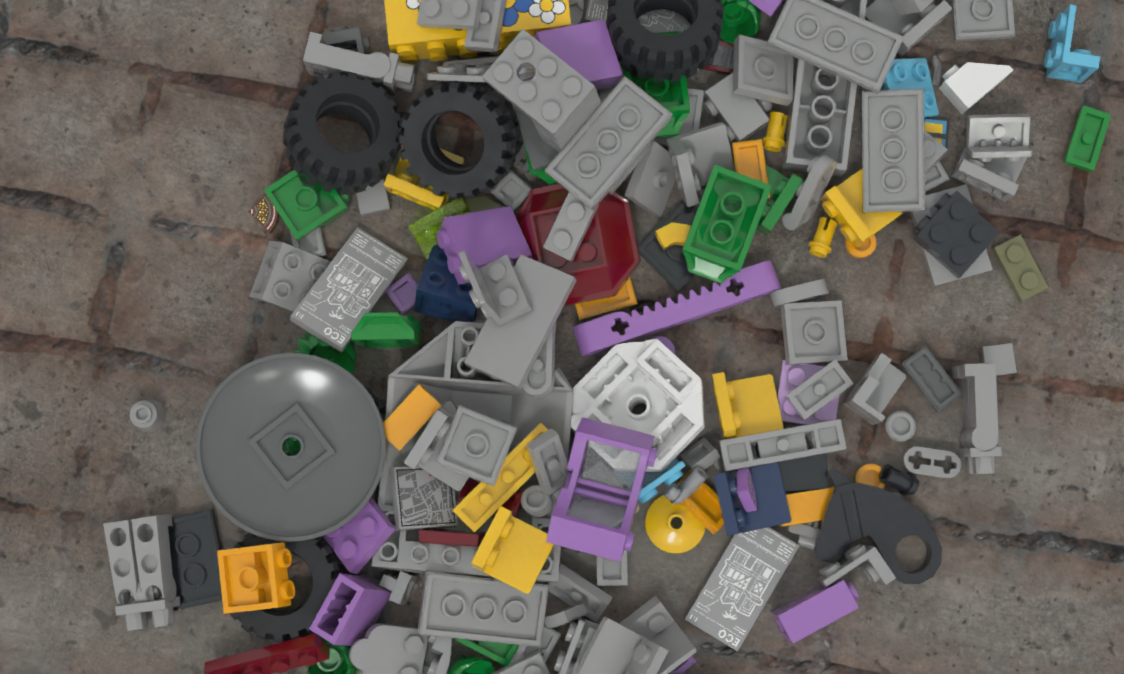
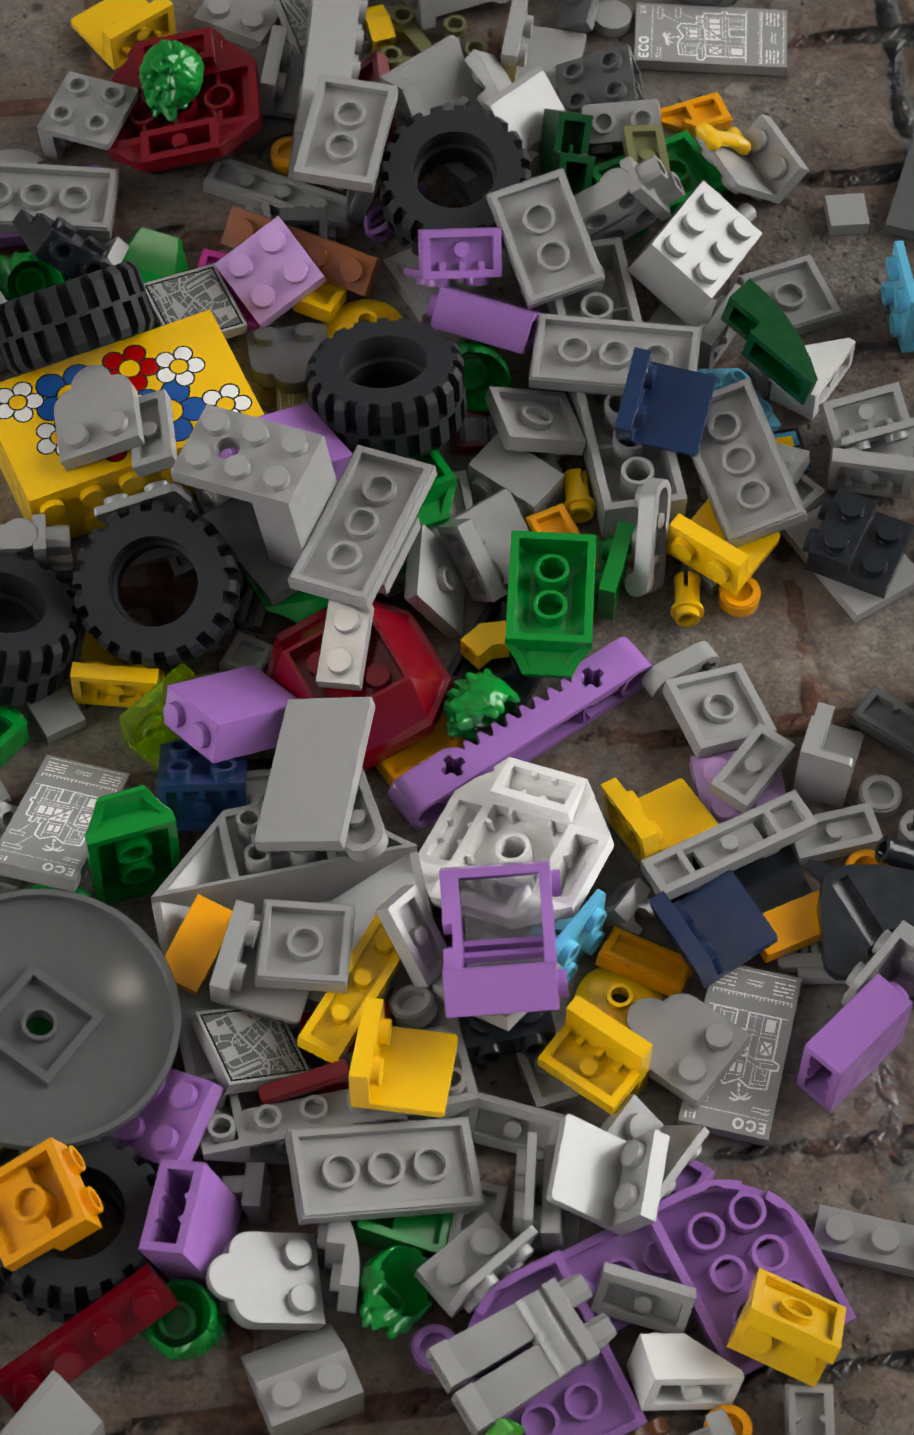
camera: 20 degrees left, 25 degrees down
(495, 288) = (269, 735): light grey bracket -> none
(565, 615) = (502, 1159): light grey tile -> none
(644, 572) = (597, 1056): none -> yellow bracket
(650, 284) = (477, 703): none -> green hair
(693, 481) = (619, 938): light grey arm -> none
(705, 570) = (689, 1043): none -> light grey plate
(746, 490) = (701, 914): medium lavender tile -> none
(855, 98) = (664, 405): none -> dark blue bracket
(863, 448) = (839, 834): none -> light grey plate
(952, 60) = (770, 340): none -> dark green slope

